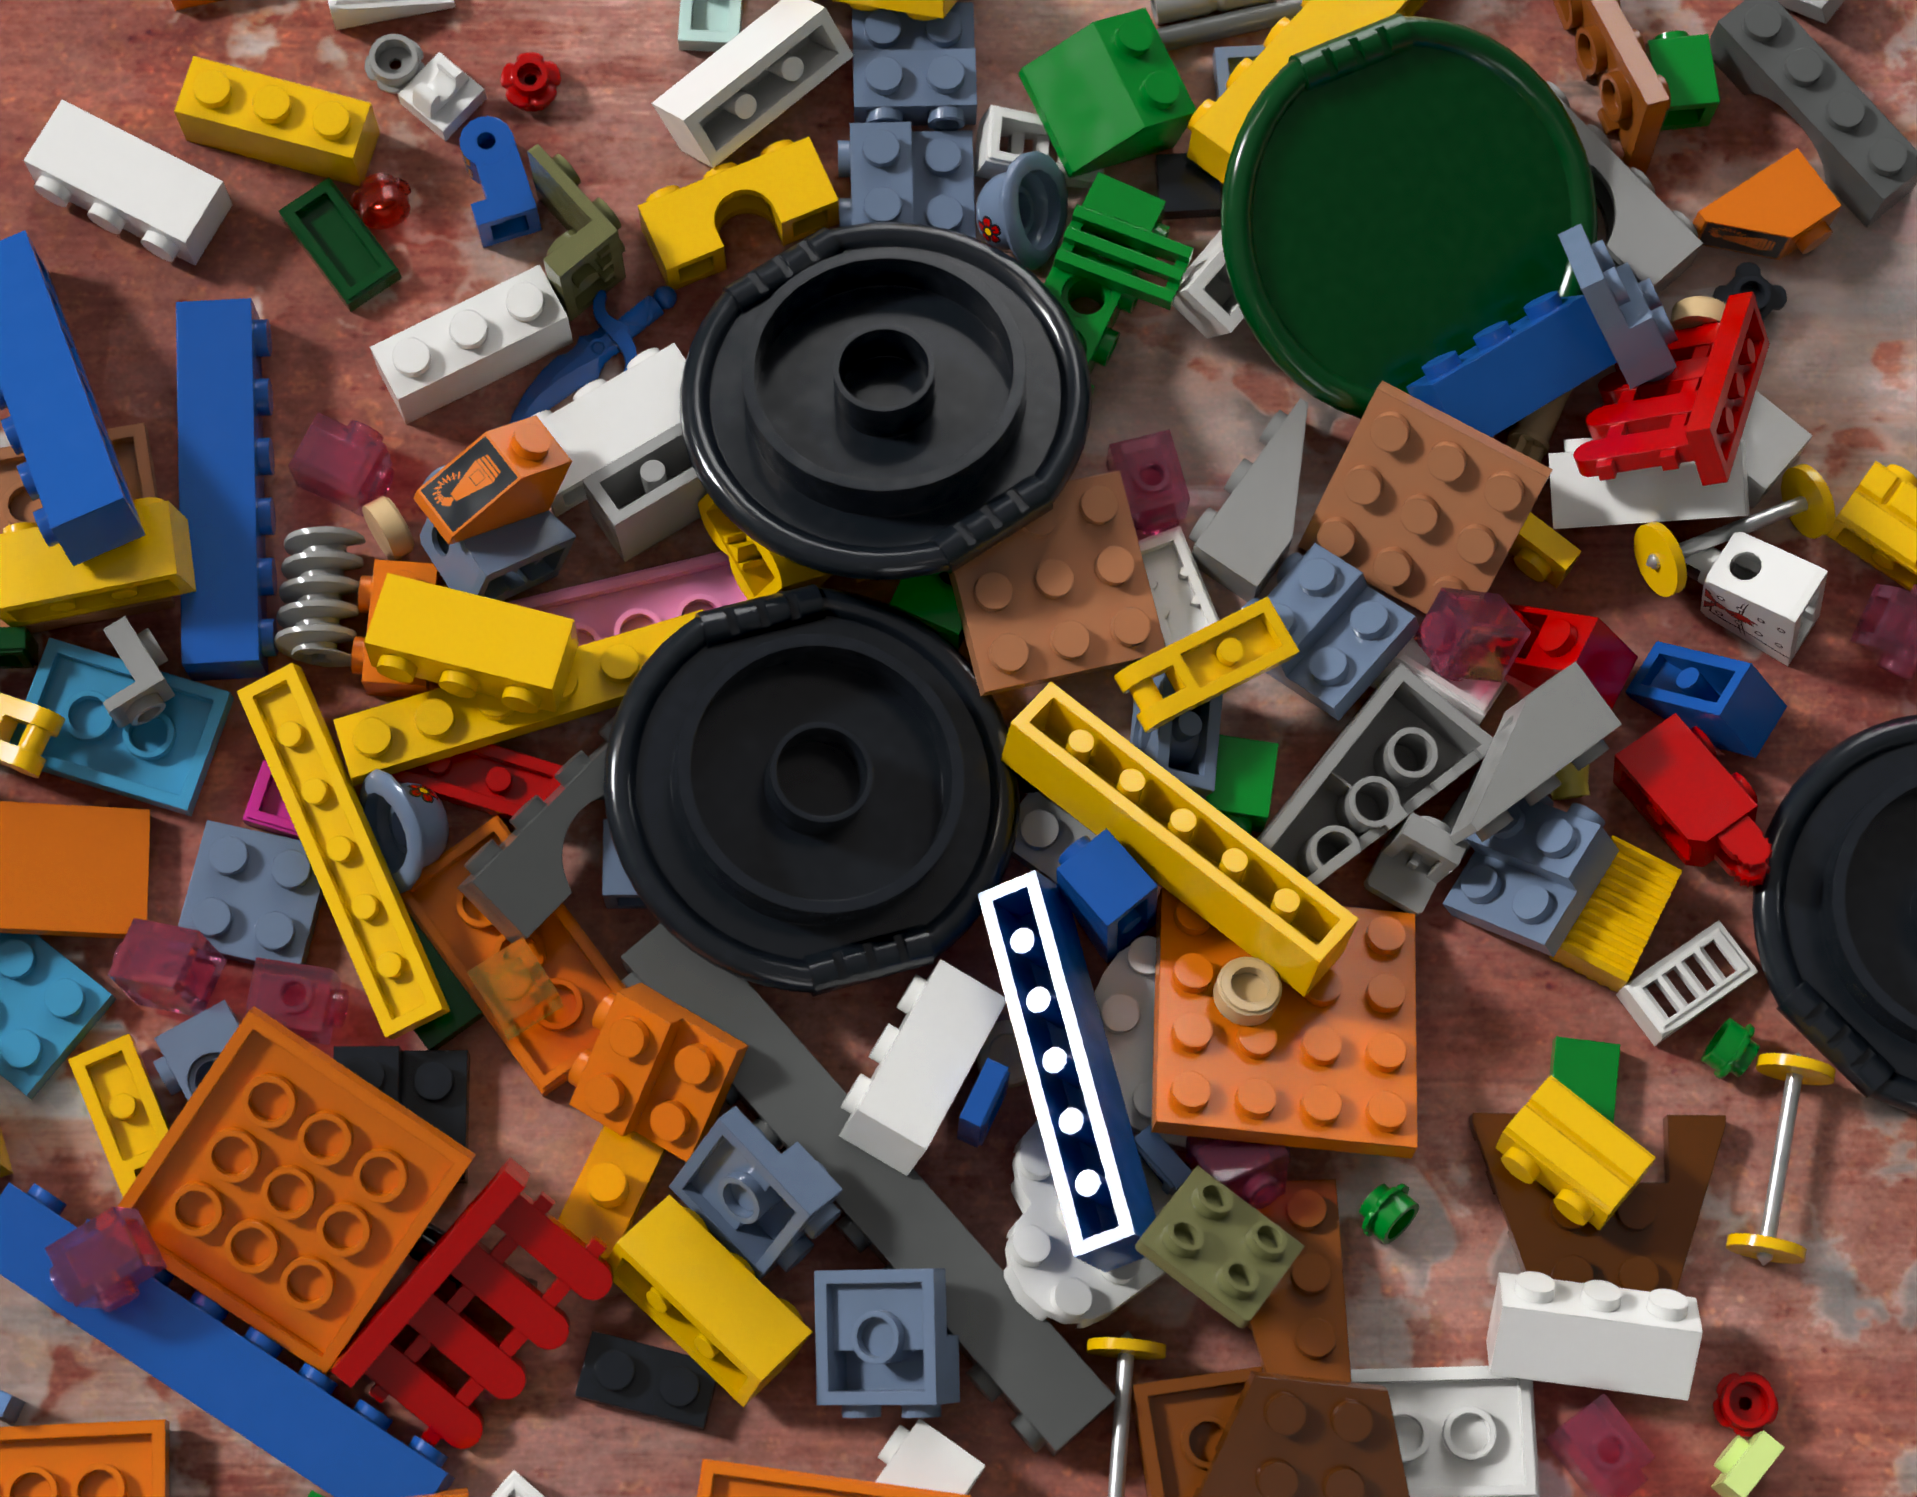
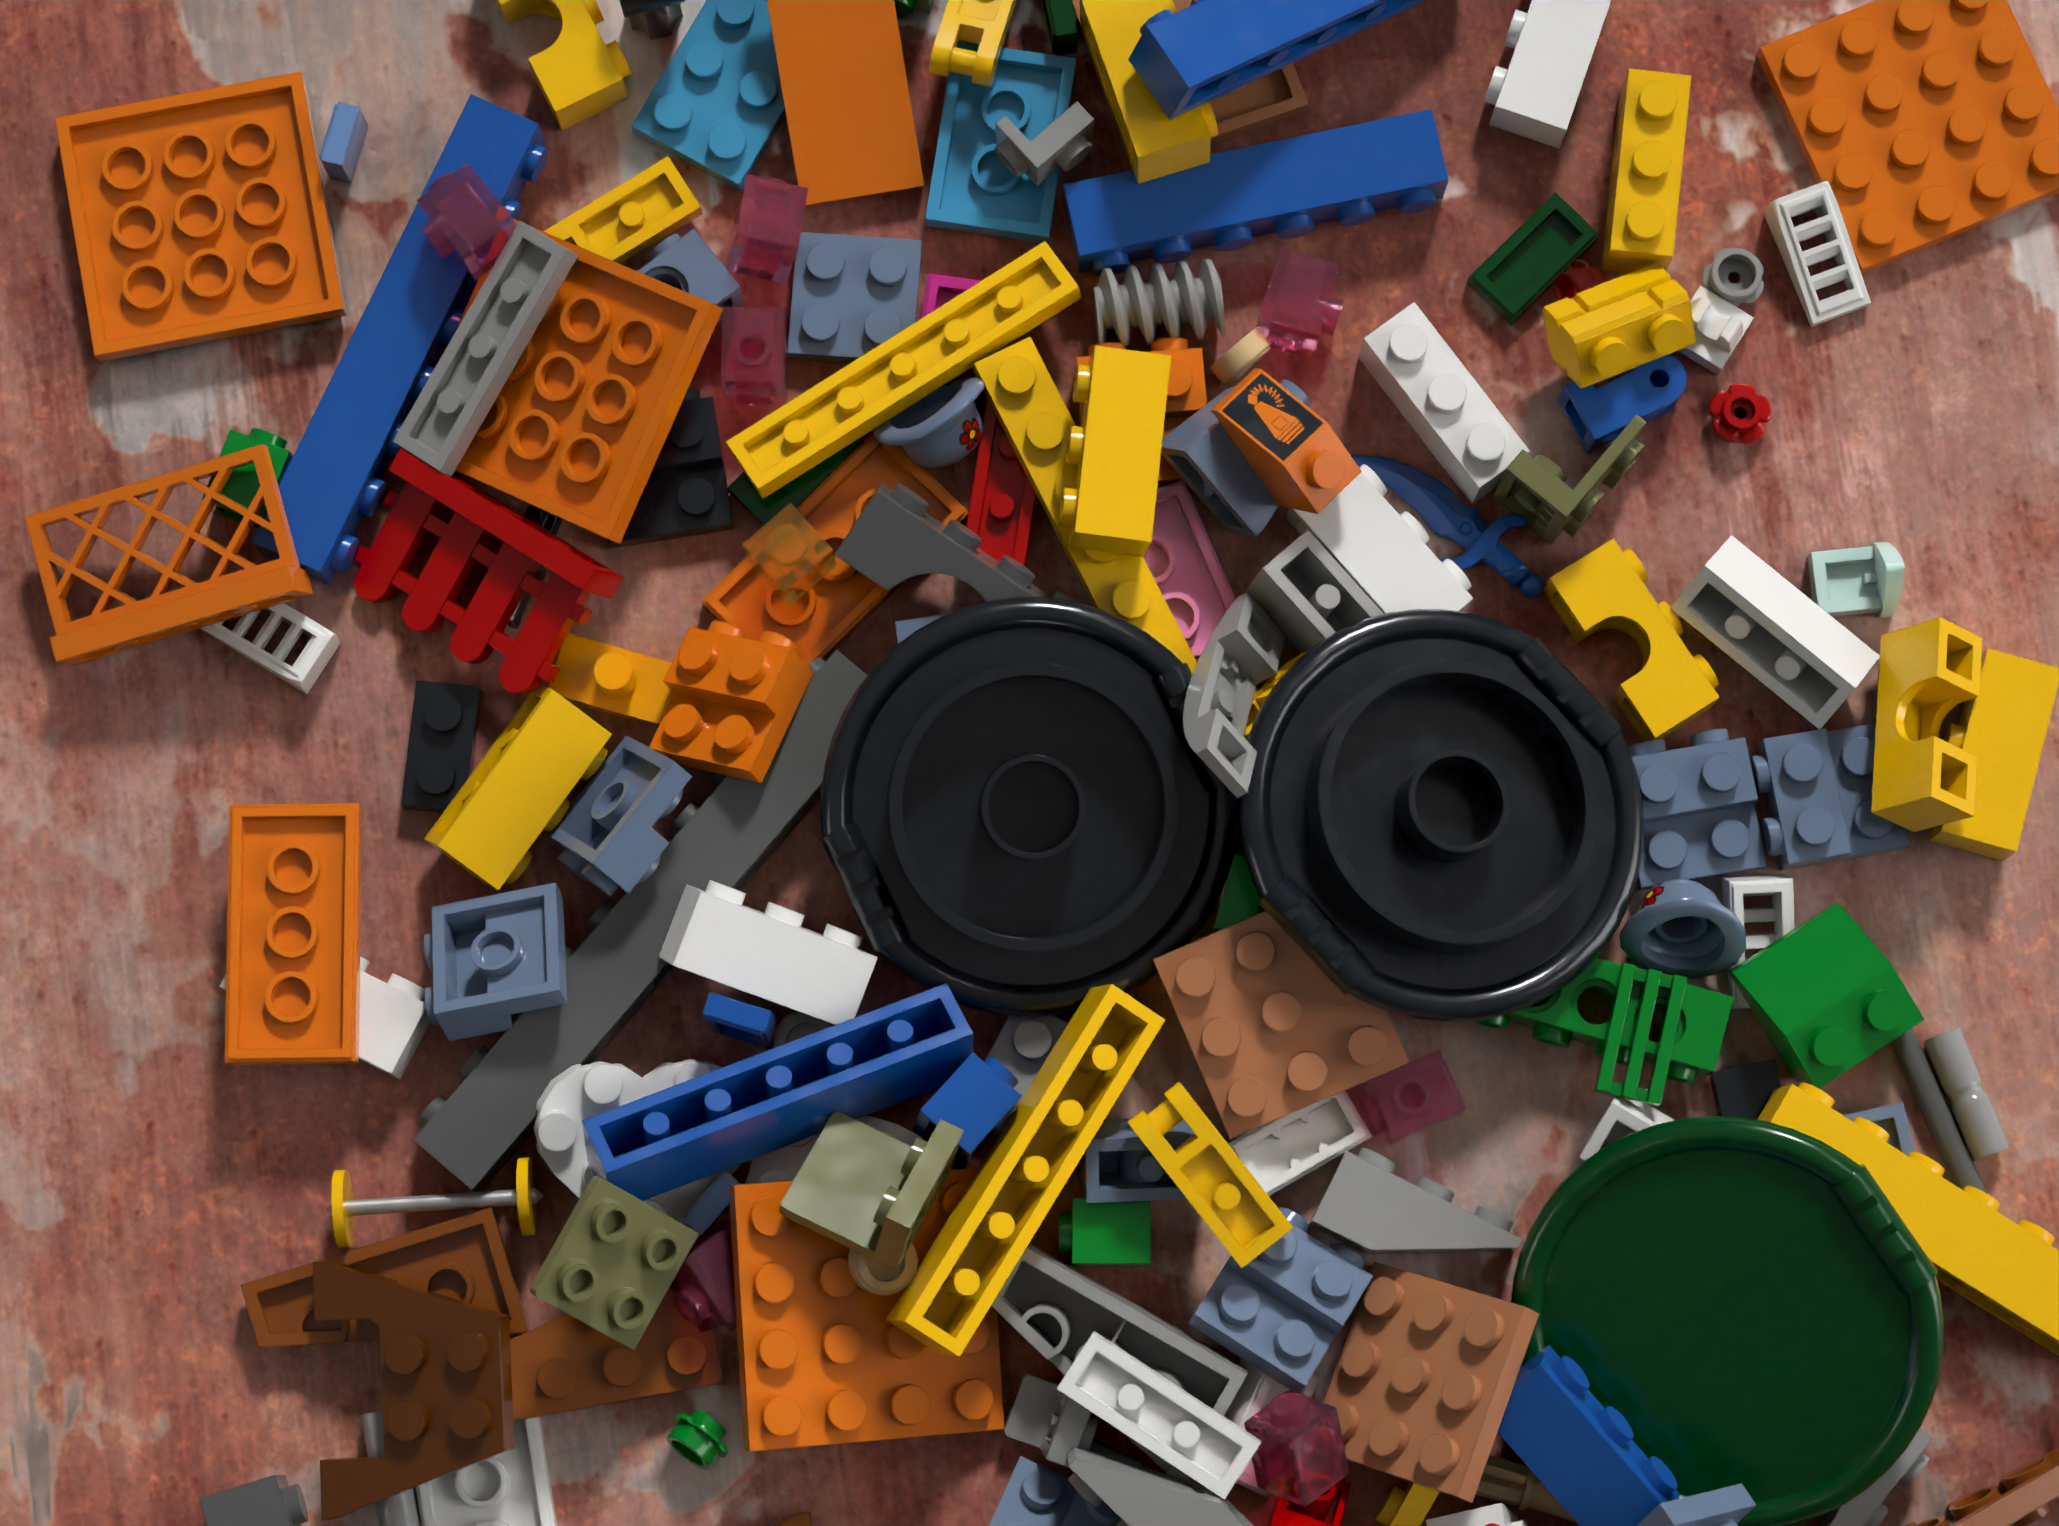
camera: 85 degrees right, 5 degrees up
(243, 1263) = (485, 348): none -> light grey plate
(428, 165) = (1619, 325): none -> yellow brick
(695, 571) = (1222, 688): none -> light grey slope
(1177, 983) = (870, 1186): none -> olive bracket
(1431, 748) = (1159, 1415): none -> white plate

